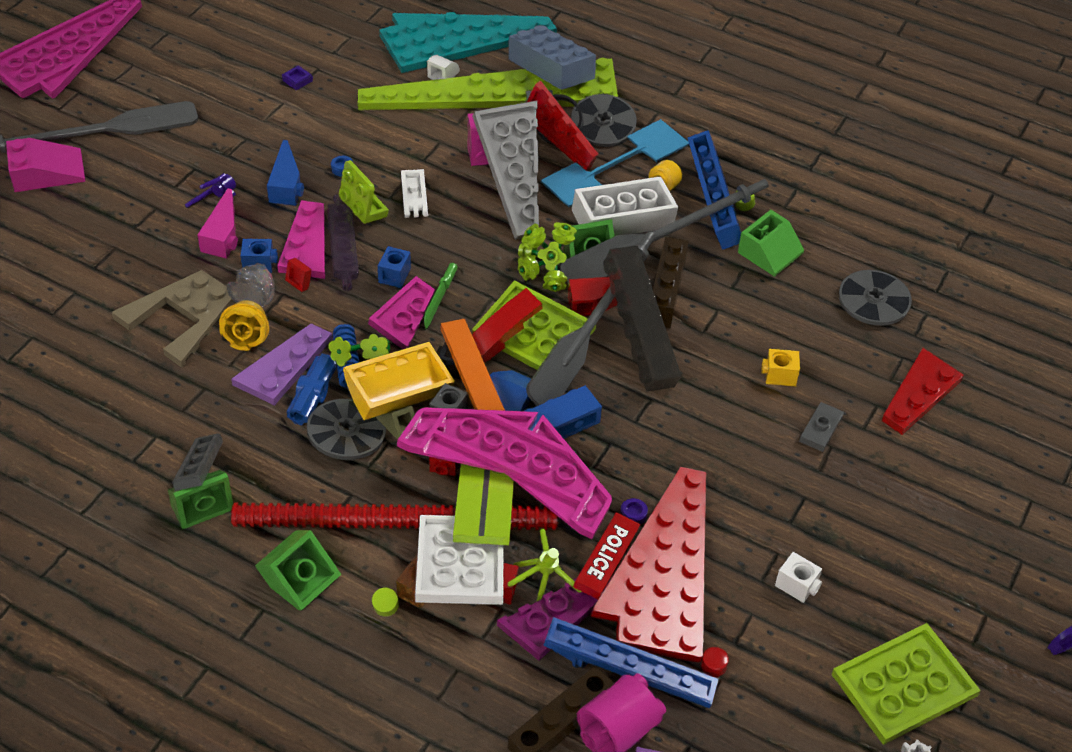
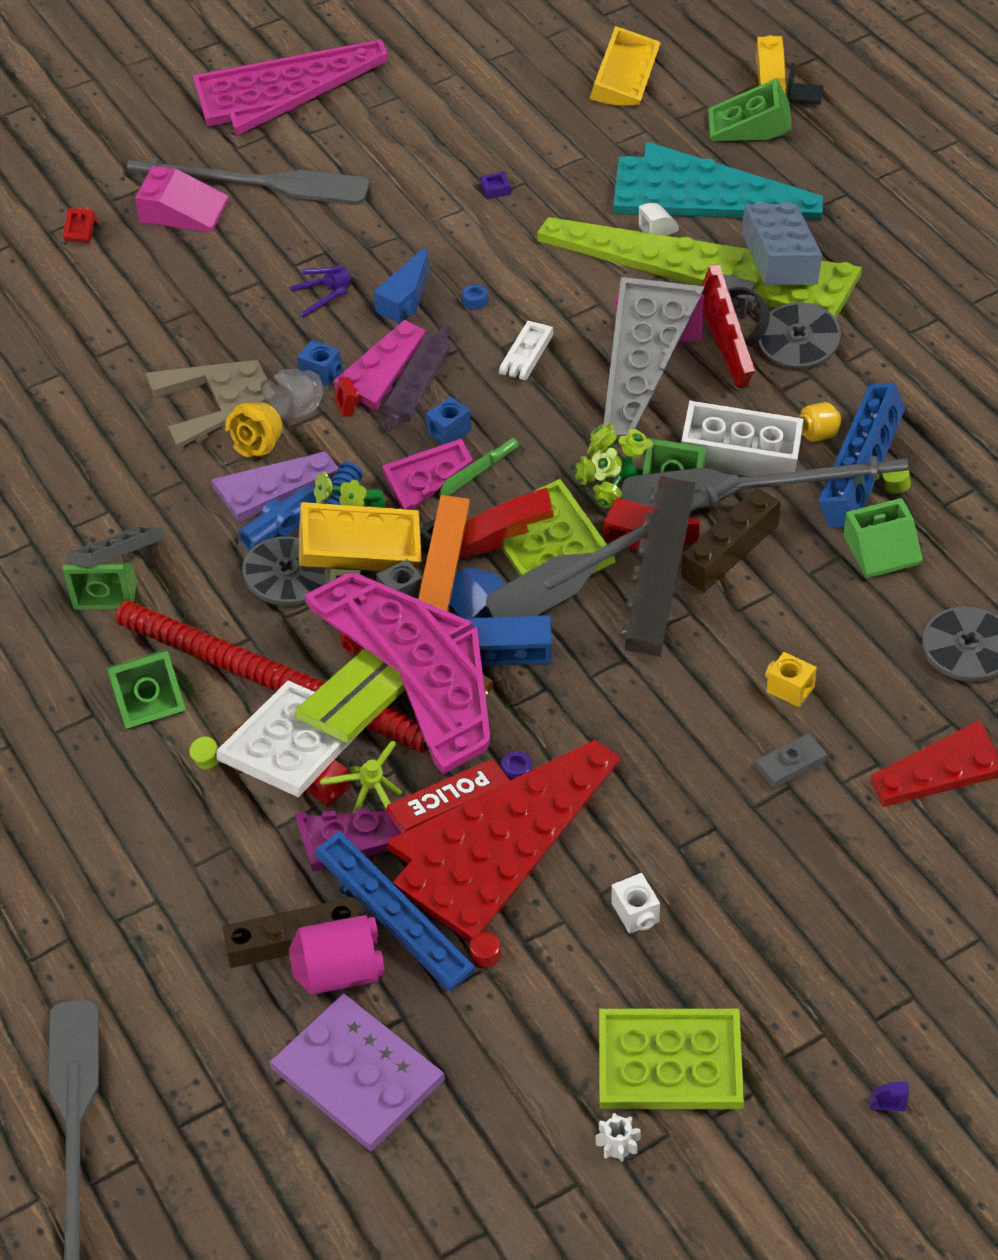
camera: 35 degrees right, 0 degrees up
(219, 230) = (305, 320): dark pink slope -> none
(359, 194) = (463, 336): lime bracket -> none
(655, 140) = (836, 378): dark azure hinge -> none

